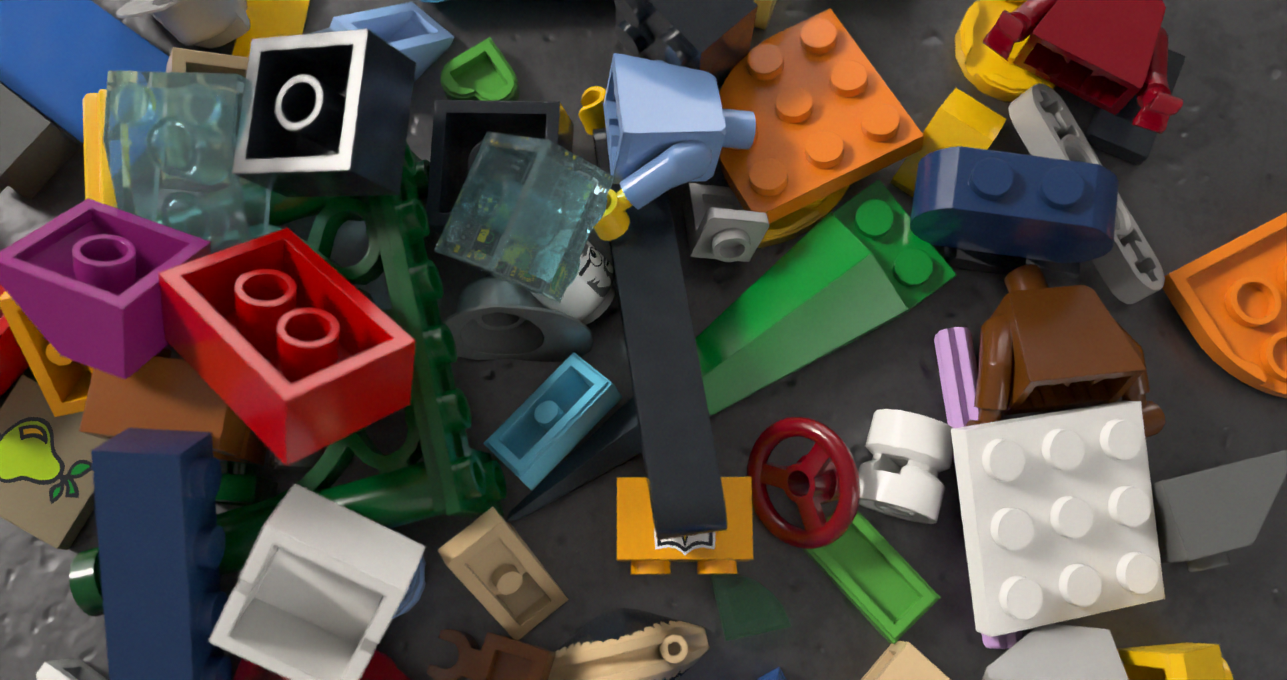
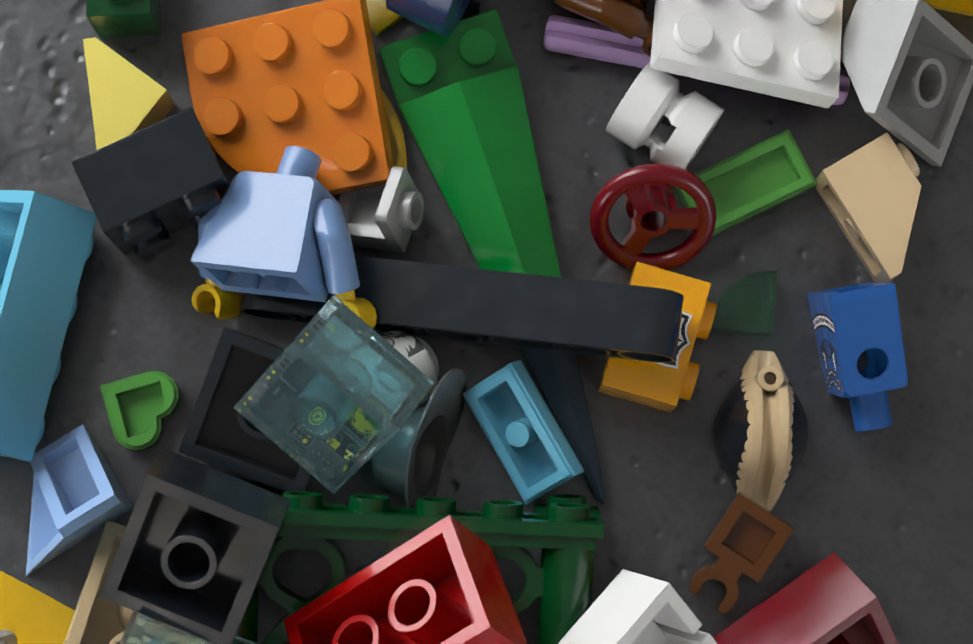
camera: 75 degrees left, 5 degrees up
(503, 573) = (657, 515): tan slope -> none

